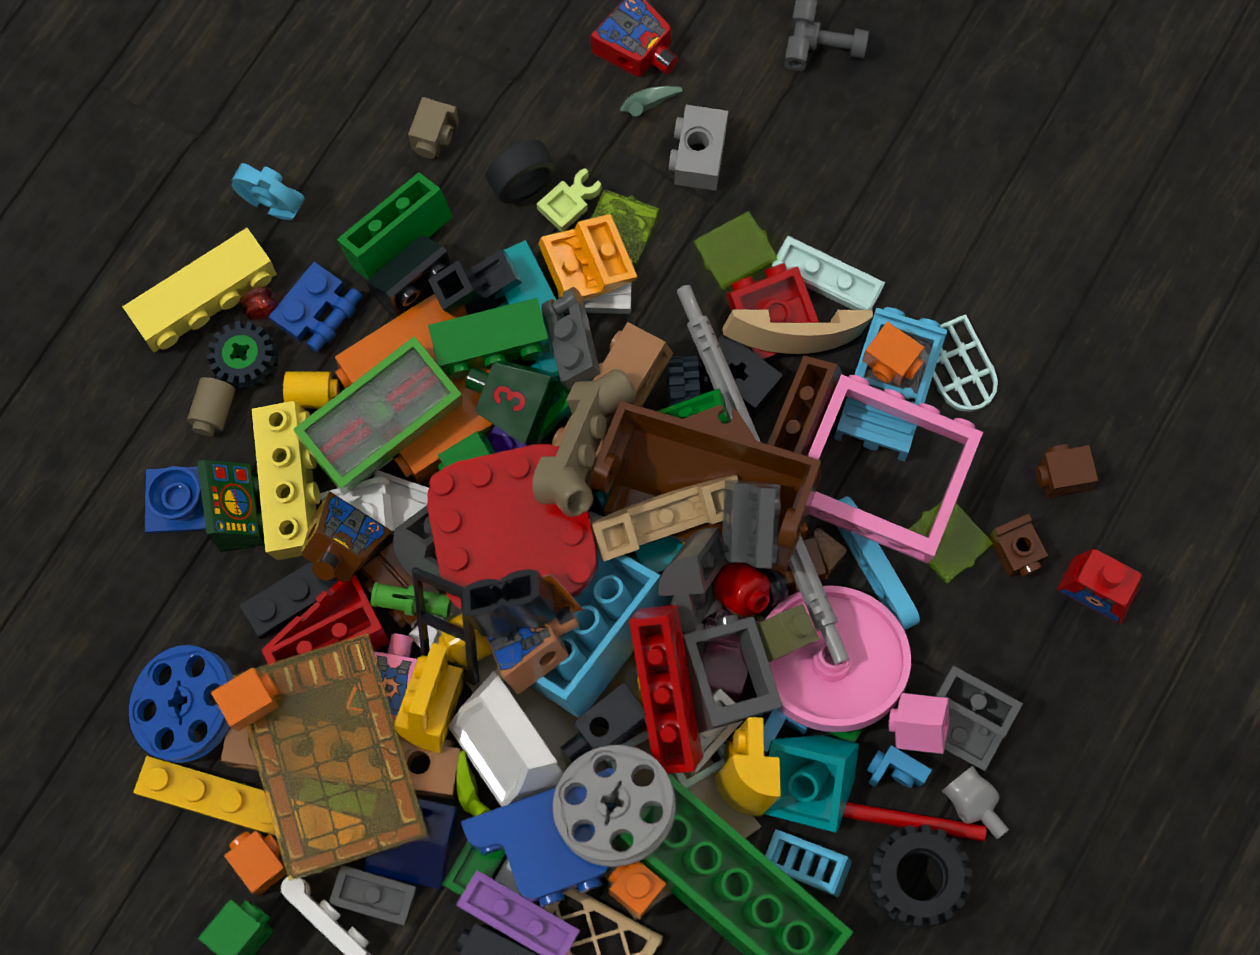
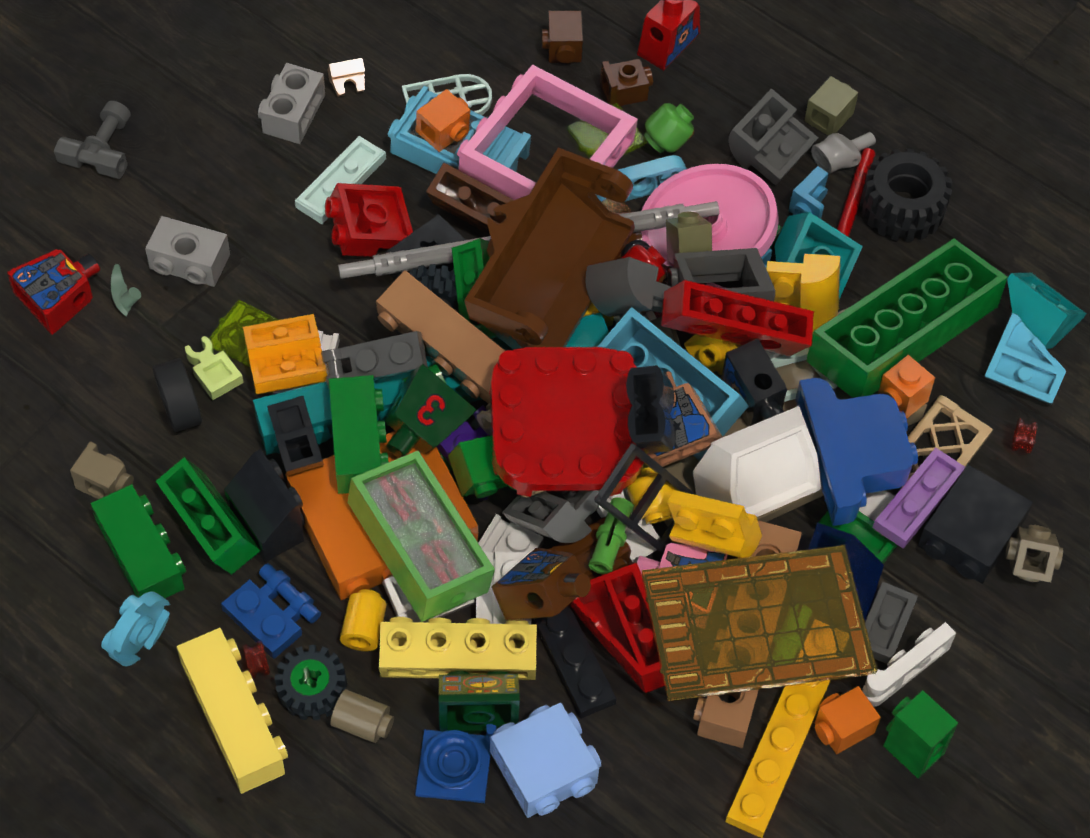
camera: 85 degrees left, 15 degrees down
(170, 695) = (692, 751): blue wedge -> none
(180, 576) = (545, 759): none -> light blue brick
(246, 698) = (702, 671): orange brick -> none
(362, 176) = (139, 543): none -> green brick
(467, 788) = (806, 527): lime bar -> none
(562, 477) = (539, 347): dark tan plate -> none
(622, 820) = (845, 388): light grey wedge -> none
(659, 517) = (565, 298): tan slope -> none
(735, 250) = (298, 243): clear neon green piece -> none
(750, 522) = (596, 223): dark grey brick -> none
(756, 330) = (397, 216): tan slope -> none
(839, 874) = (891, 254): medium azure slope -> none
(909, 217) = (292, 103): none -> light grey brick
(920, 723) = (779, 160): bright pink brick -> none
(957, 601) = (669, 128): none -> bright green head
(965, 254) = (347, 71): none -> tile
(1036, 783) = (831, 106): none -> olive brick

